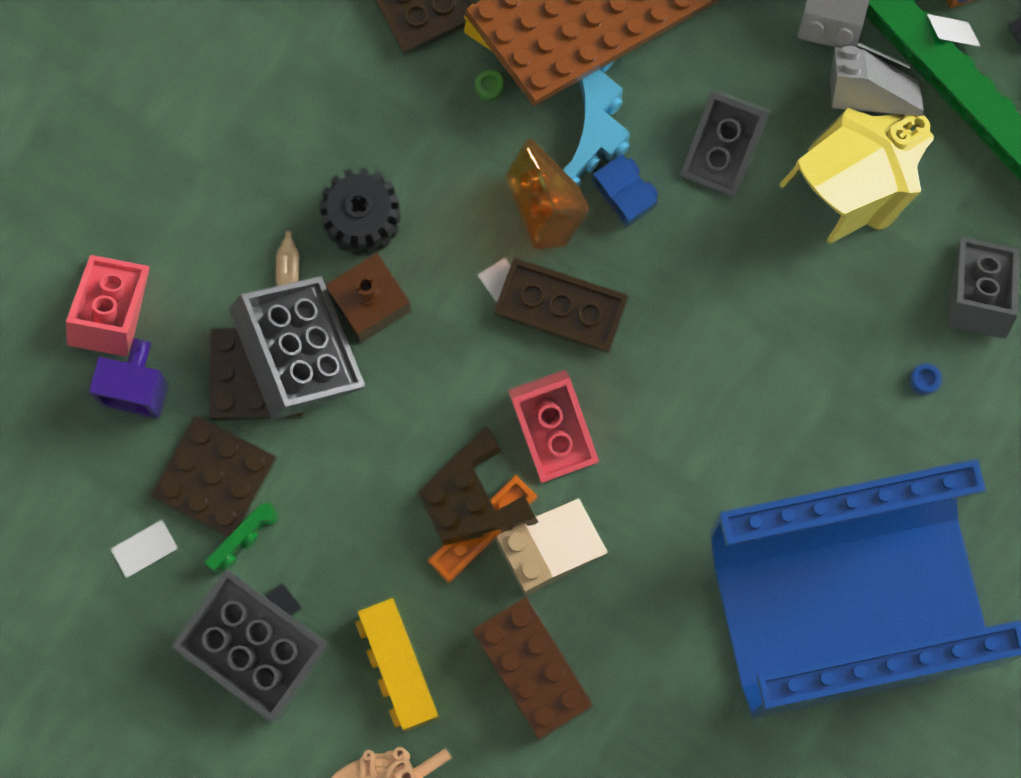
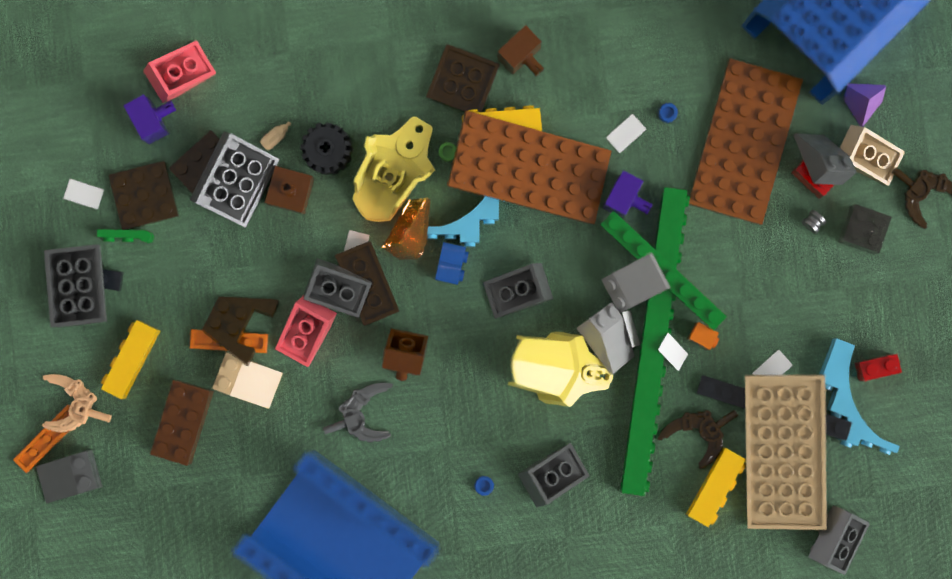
camera: 45 degrees right, 10 degrees up
(458, 162) = (392, 170): none -> light yellow piece
(536, 341) = (336, 288): none -> dark grey slope
(687, 327) = (405, 353): none -> reddish brown brick
(711, 460) = (354, 417): none -> dark grey bar

